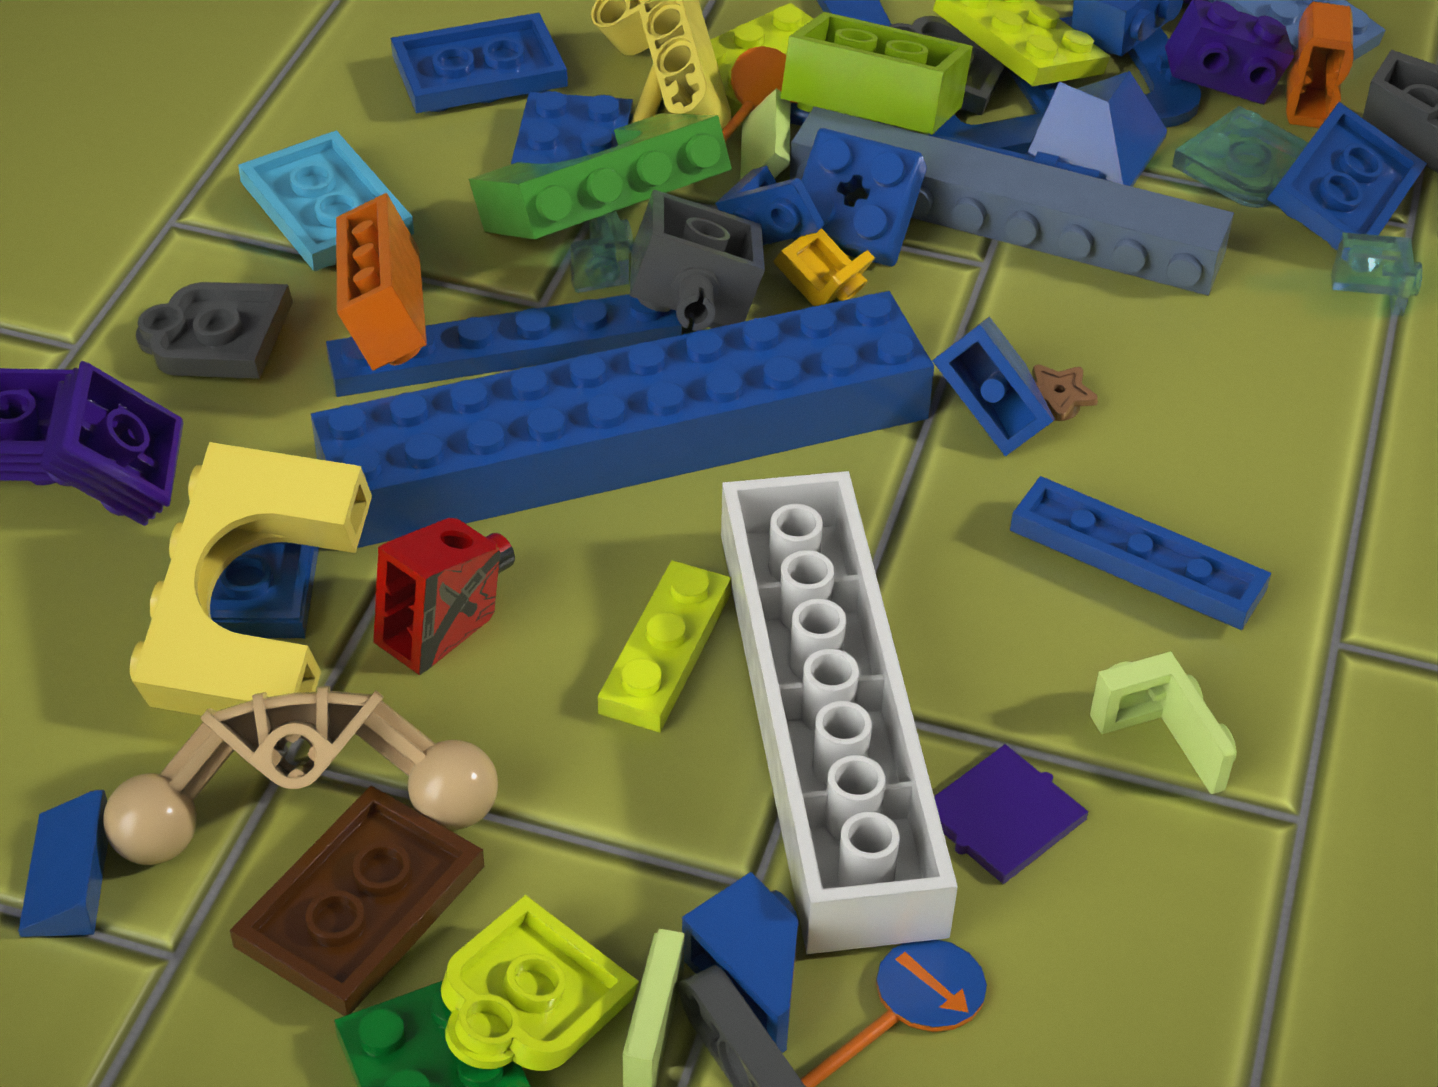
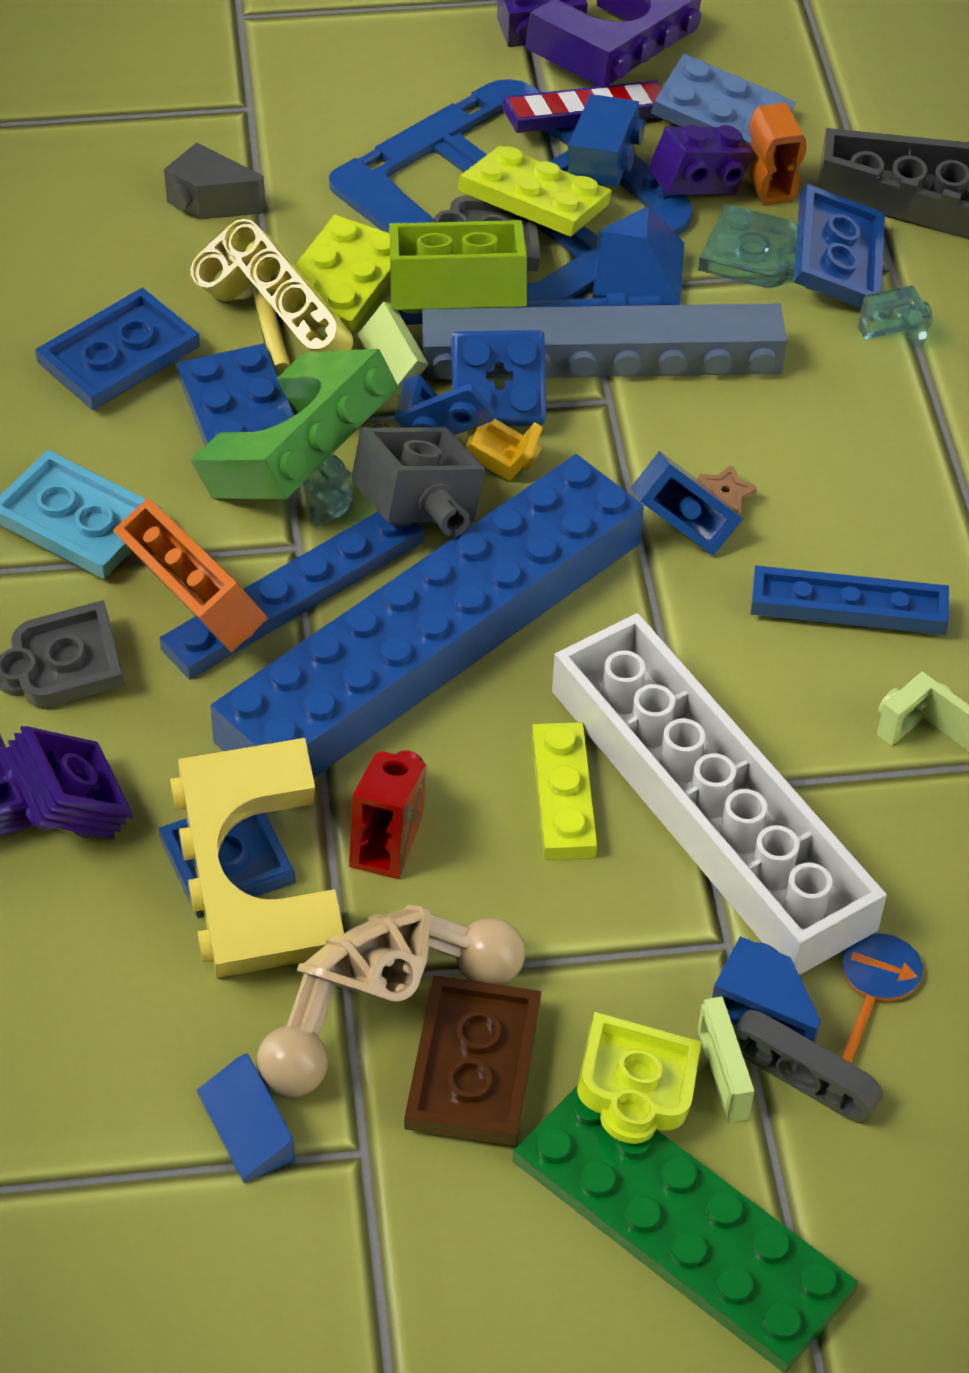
camera: 25 degrees left, 5 degrees up
(753, 79) = (359, 295): orange piece -> none
(1006, 813) = (868, 824): dark purple piece -> none

